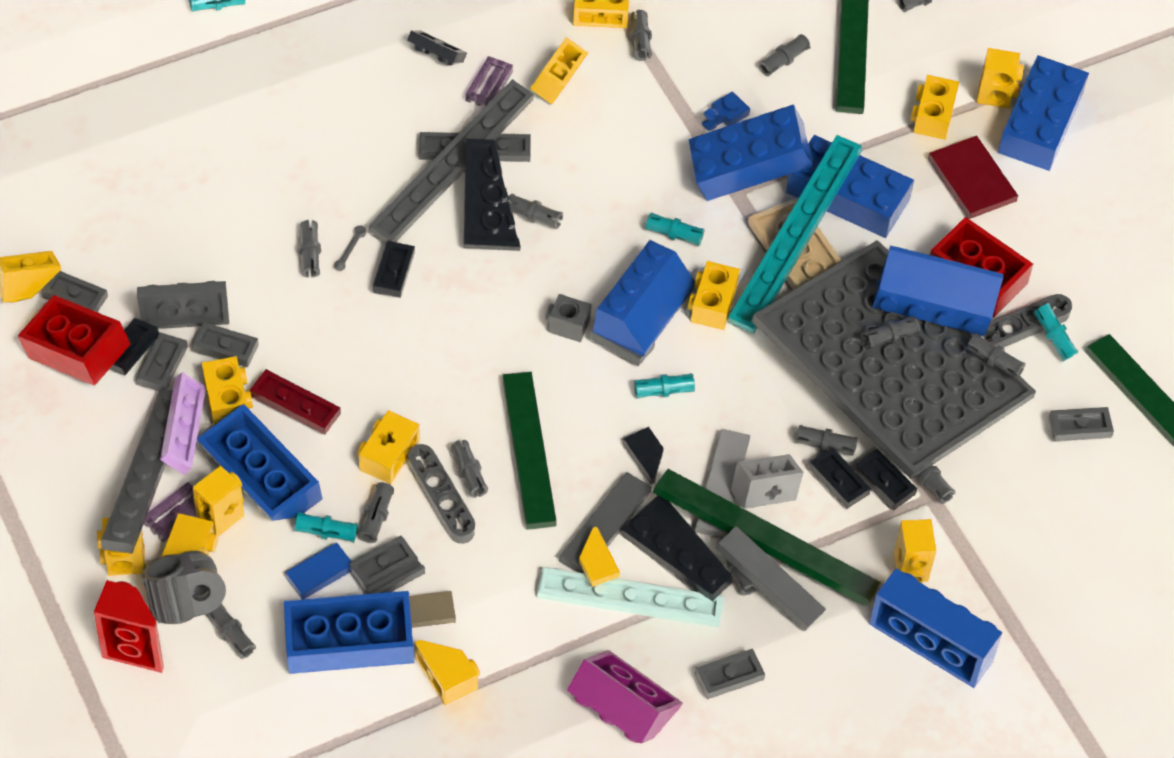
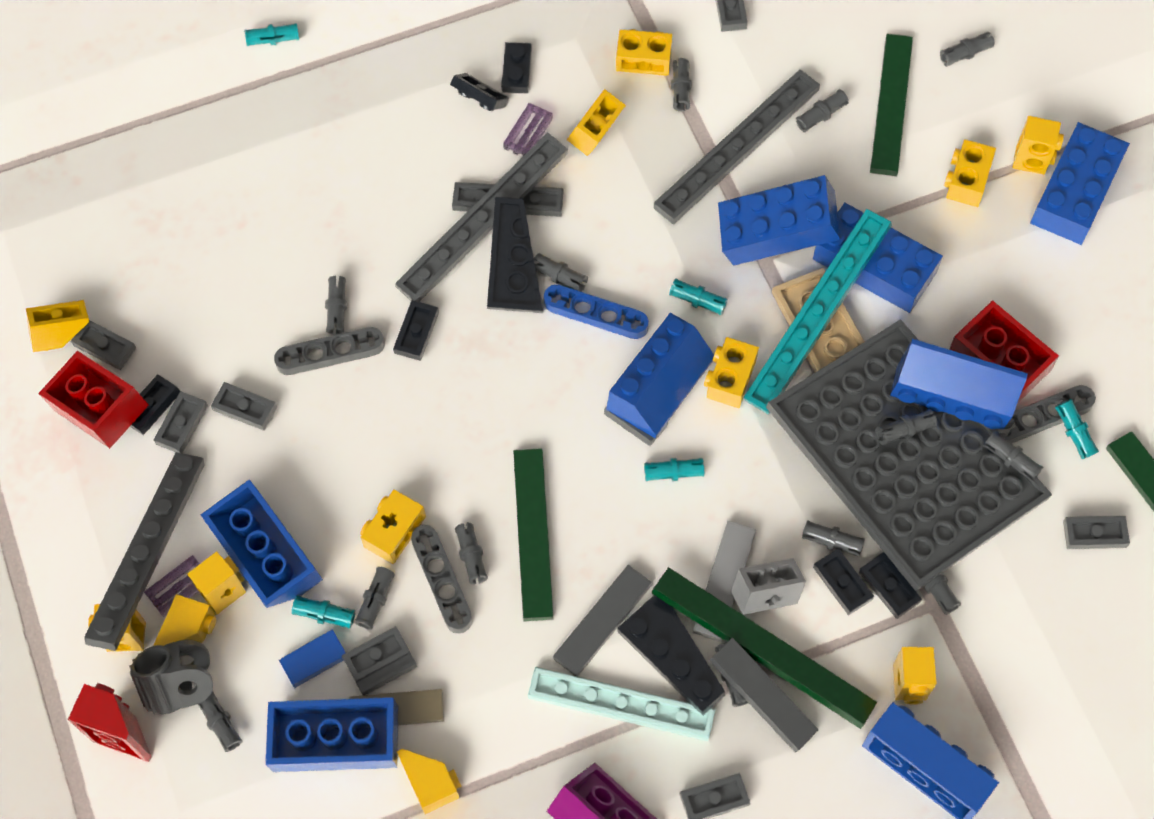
camera: 10 degrees right, 10 degrees up
(183, 423) = (188, 498): lavender plate -> none
(184, 304) = (203, 364): dark grey plate -> none
(225, 391) = (233, 459): yellow brick -> none
(295, 401) = (306, 471): dark red plate -> none
(305, 287) = (330, 355): none -> dark grey beam
(360, 231) = (387, 288): dark grey hinge -> none
(472, 24) = (516, 67): none -> black plate
(572, 249) = (598, 307): none -> blue beam
(572, 327) = (585, 402): dark grey brick -> none
(597, 560) = (589, 664): yellow tile -> none
(645, 451) = (649, 541): black tile -> none
(701, 90) = (736, 147): none -> dark grey plate
(725, 110) = (759, 168): blue plate -> none
(973, 177) = (1003, 250): dark red tile -> none

